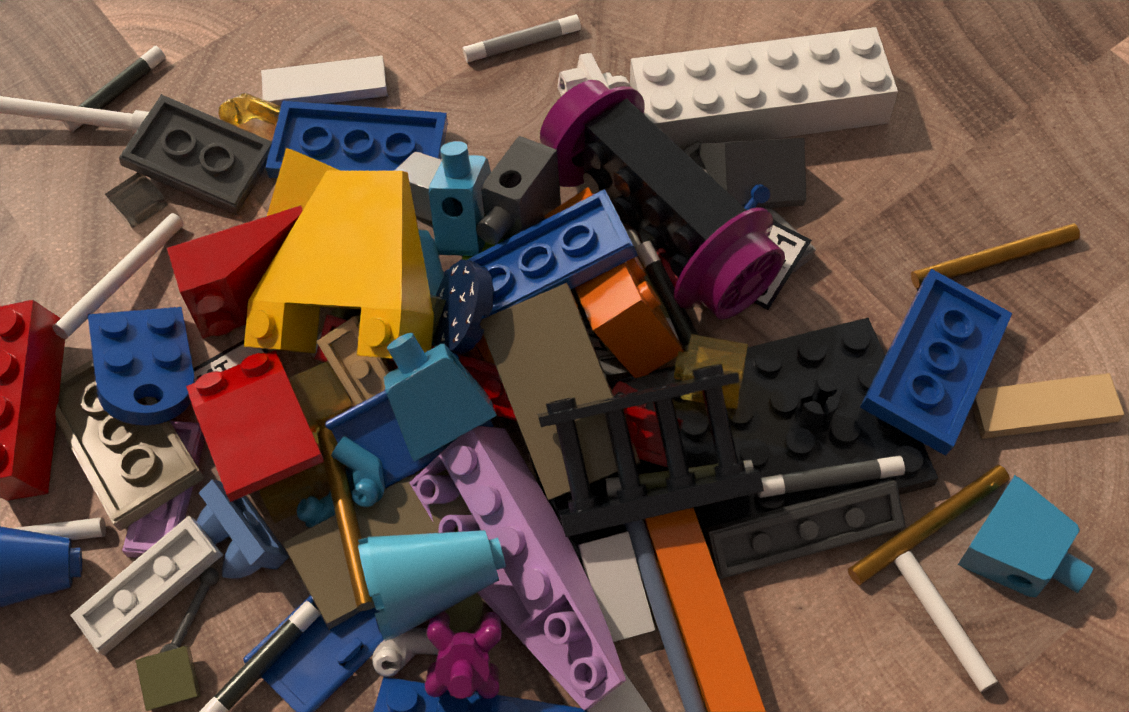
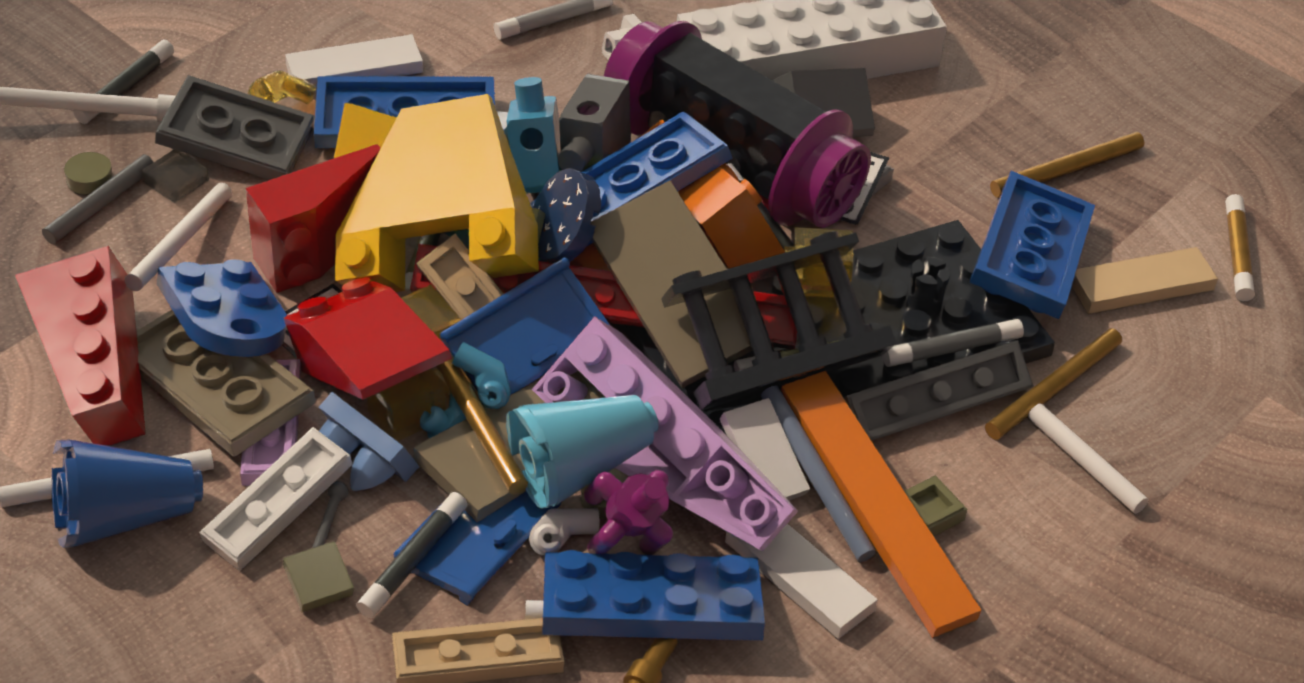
camera: 15 degrees left, 15 degrees down
(60, 190) = (87, 172): none -> olive tile
(61, 221) = (96, 200): none -> dark grey bar
(433, 396) = (553, 289): dark azure torso -> none
(774, 663) = (936, 505): none -> olive tile
(1026, 544) = (1149, 385): dark azure torso -> none

